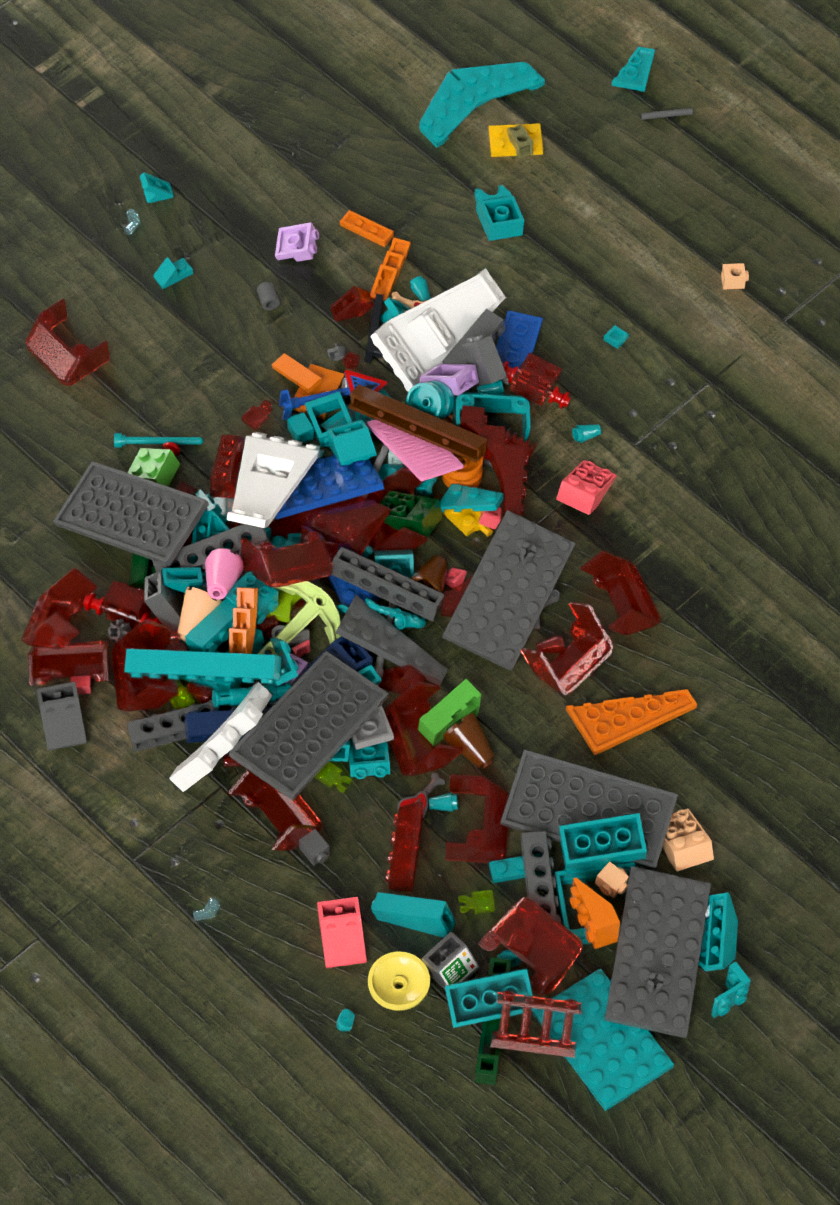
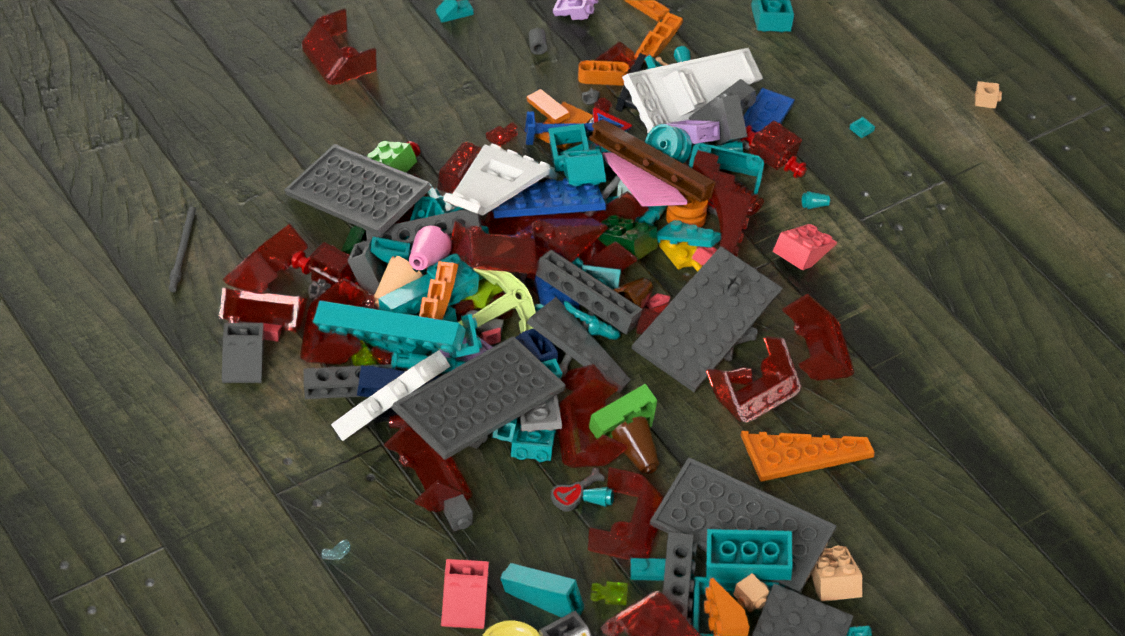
camera: 10 degrees right, 10 degrees down
(121, 440) = (367, 134): teal piece -> none
(300, 428) = (540, 150): teal brick -> none
(331, 775) = (492, 451): clear neon green plate -> none
(343, 322) = (602, 72): none -> orange beam
(406, 847) = (549, 527): clear red slope -> none

